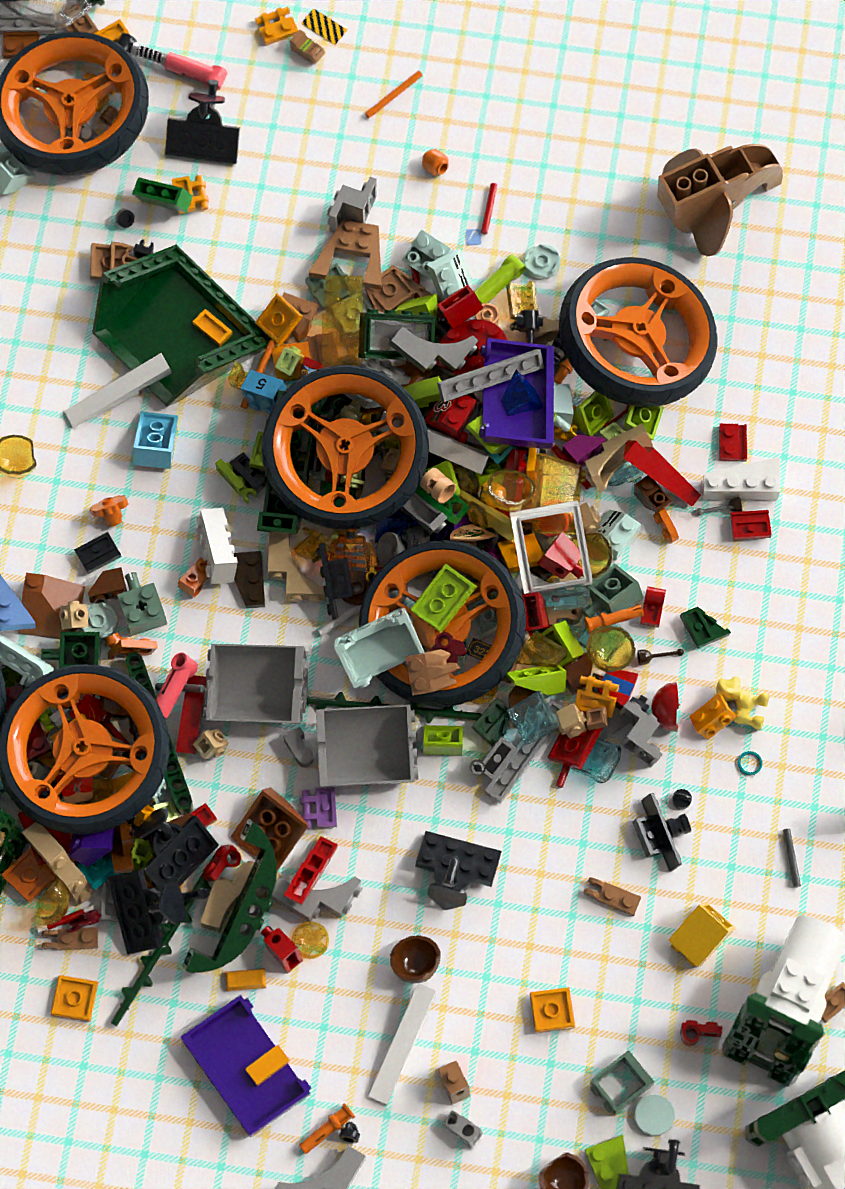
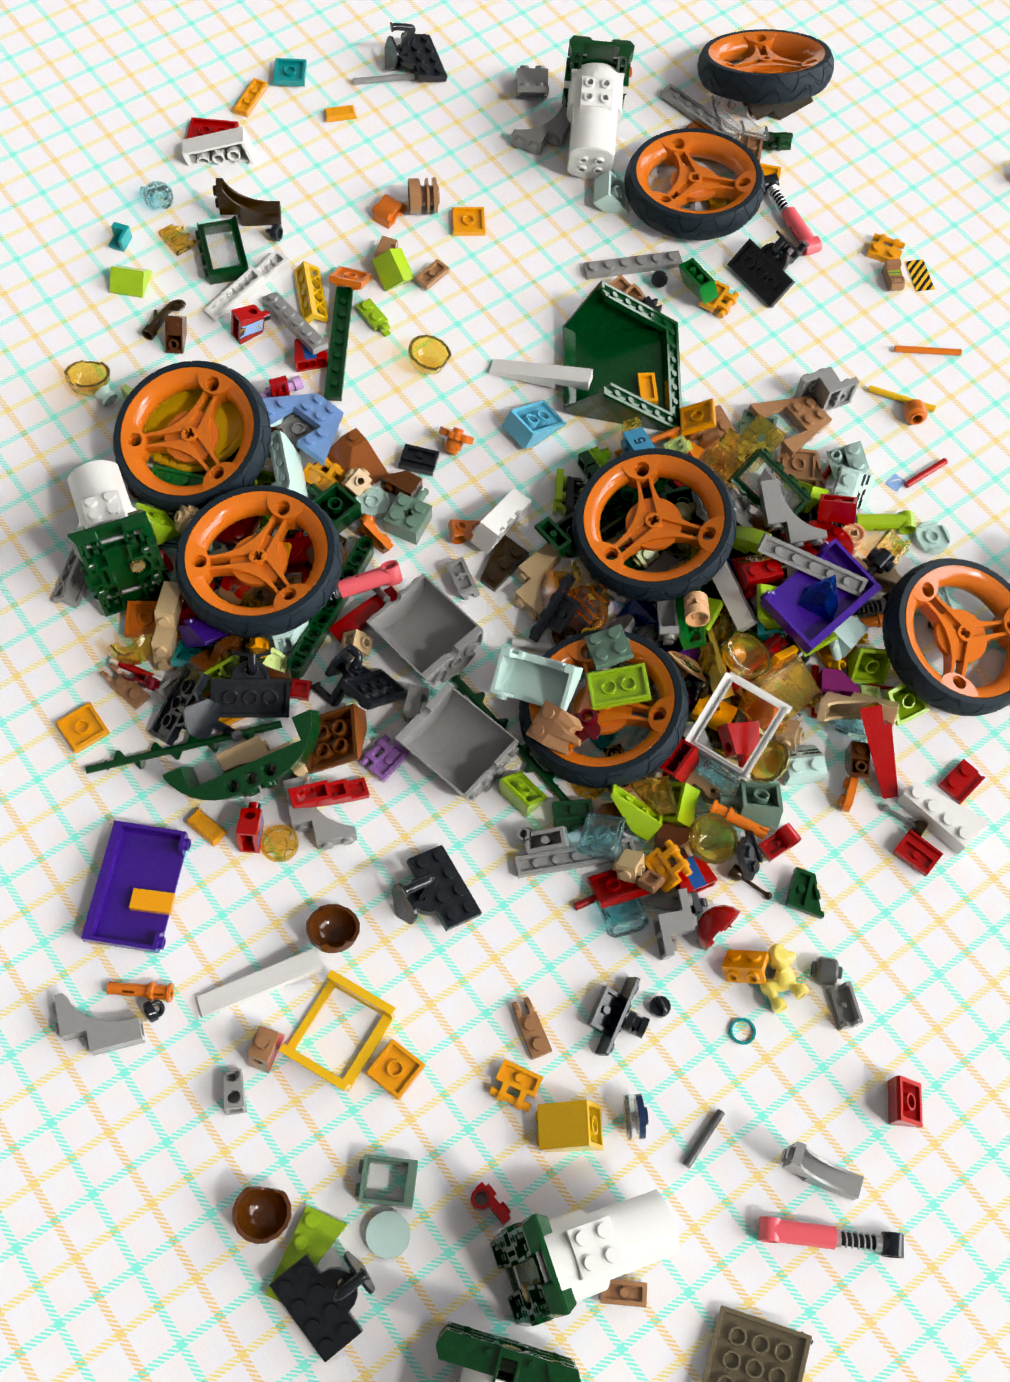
camera: 40 degrees right, 5 degrees down
(45, 639) = (315, 475): none -> light orange plate
(88, 223) = (632, 264): none -> light grey plate
(217, 865) = (265, 727): red plate -> none
(234, 618) = (462, 578): none -> light grey hinge
(240, 431) = (592, 460): none -> hips
(260, 766) = (365, 686): none -> black plate
(406, 574) = (608, 647): none -> sand green plate
(408, 159) = (901, 398): none -> yellow bar
(481, 984) = (363, 996): none -> yellow piece
(495, 546) = (698, 690): none -> black tile
(639, 936) = (519, 1079): none -> light orange plate
(642, 636) = (748, 855): none -> black plate
(737, 886) = (634, 1116): none -> clear piece
(766, 668) = (826, 970): none -> dark grey head
(800, 681) = (844, 1006): none -> light grey hinge

